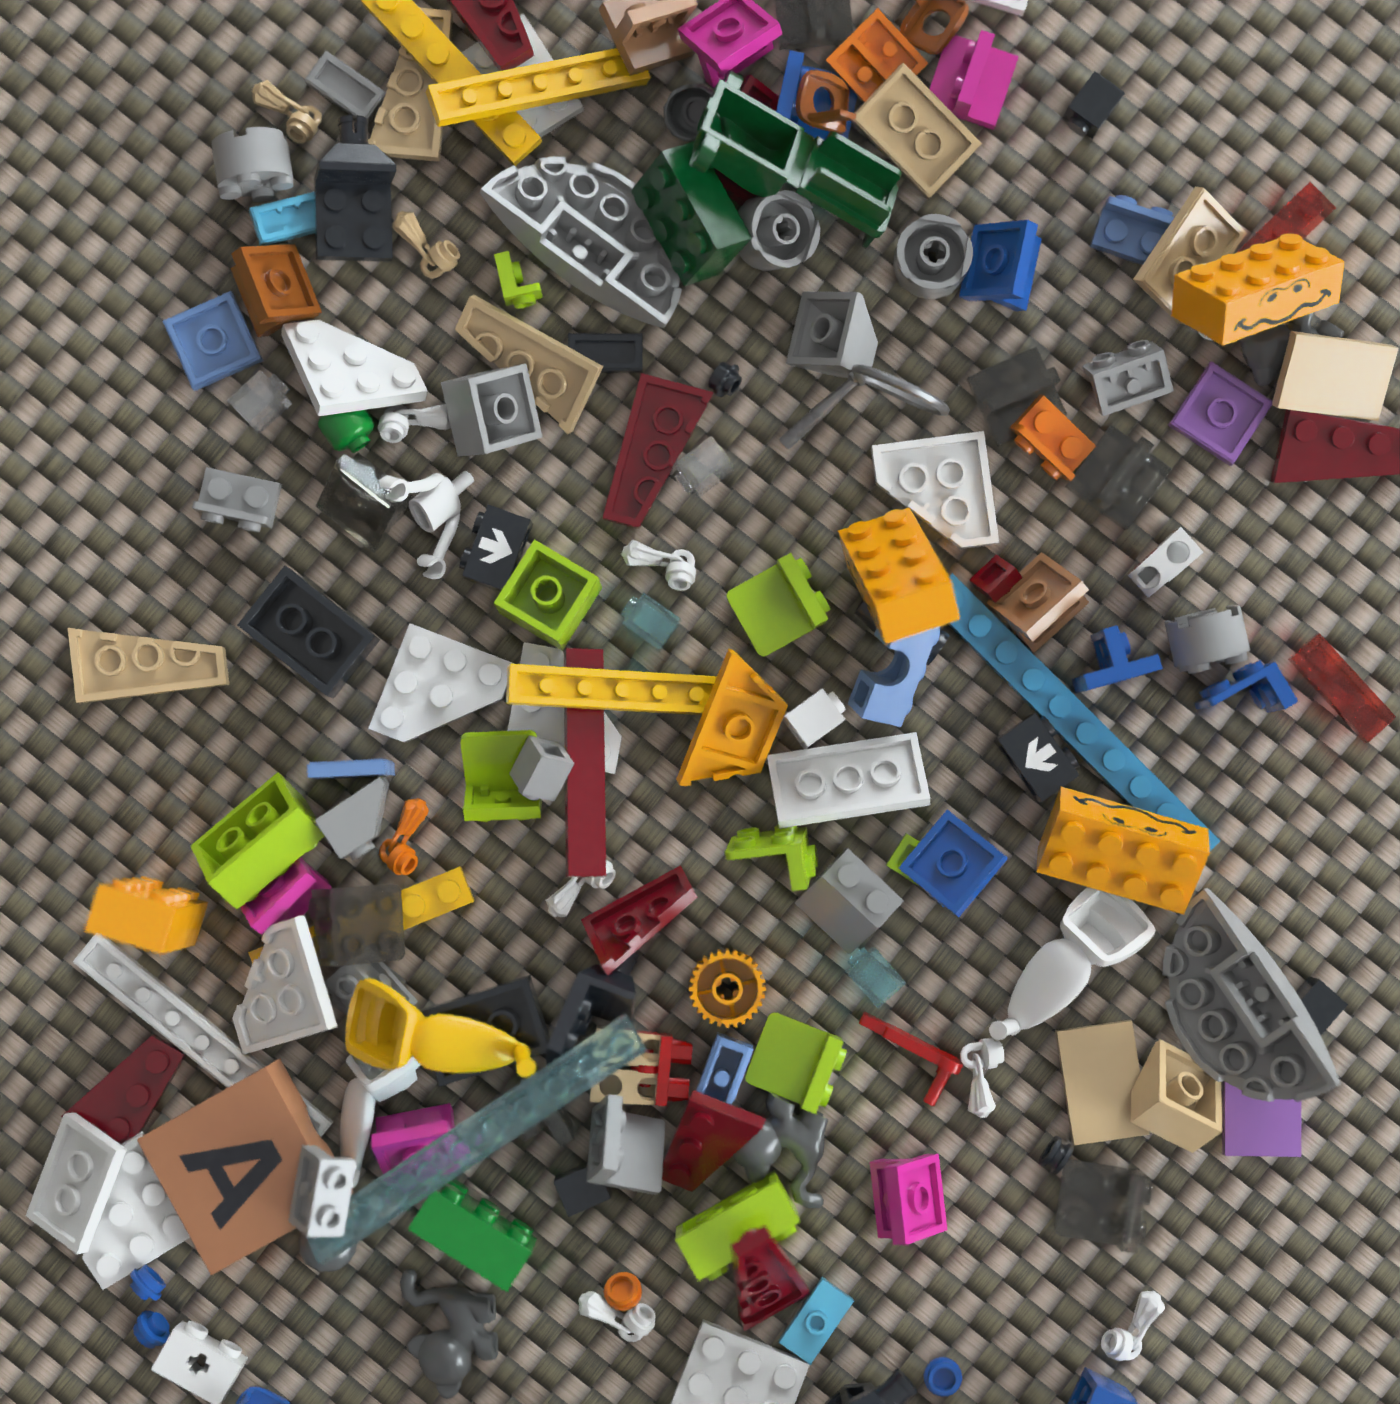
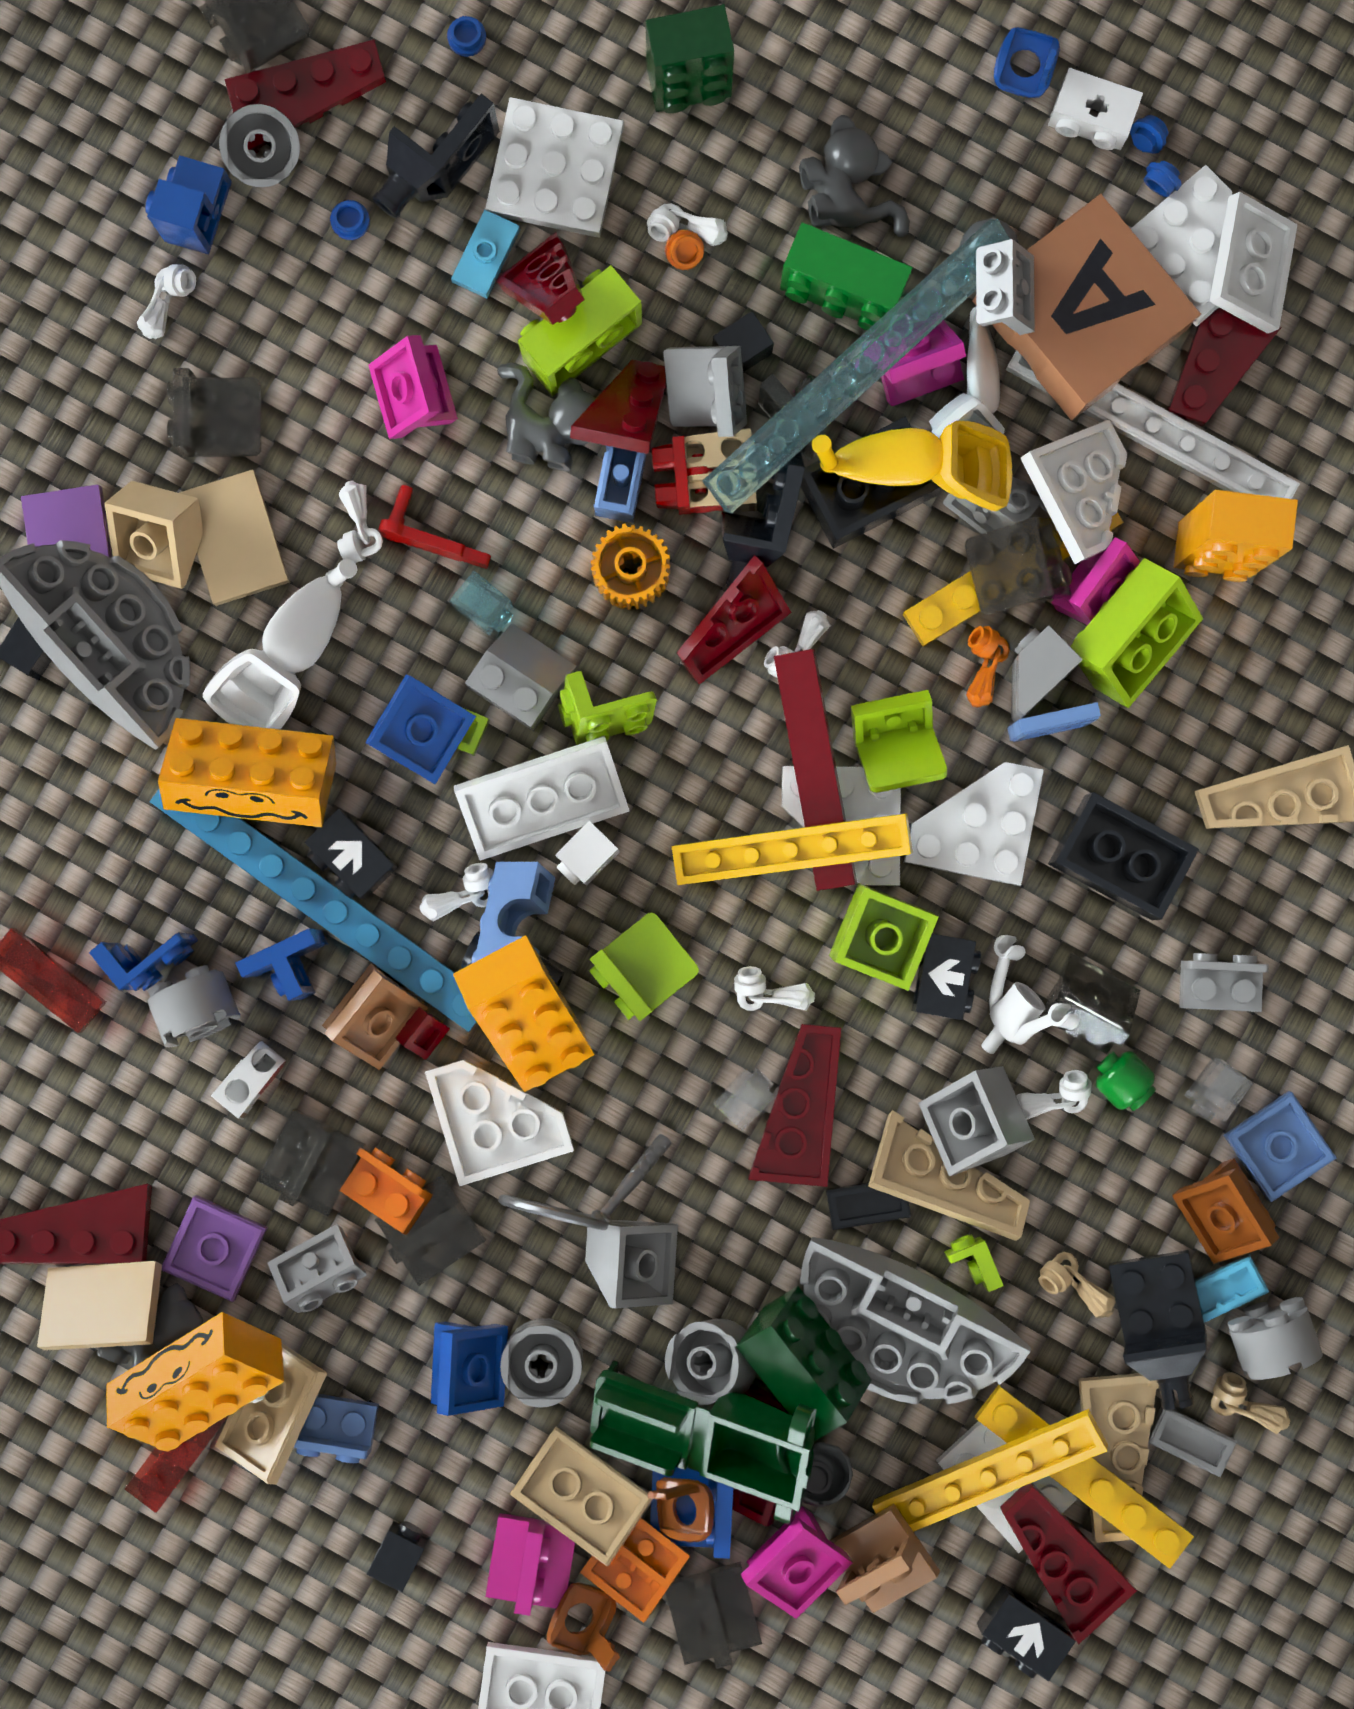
camera: 170 degrees right, 0 degrees up
(347, 371) = (1133, 1136): white plate -> none
(541, 769) = (858, 754): light grey brick -> none
(649, 621) = (773, 928): clear light blue brick -> none
(725, 379) = (738, 1195): black plate -> none
(734, 725) = (667, 834): light orange wing -> none
(795, 1061) = (548, 505): lime bracket -> none
(923, 712) = (475, 882): none -> white piece
(1056, 1155) = (269, 456): black bush -> none

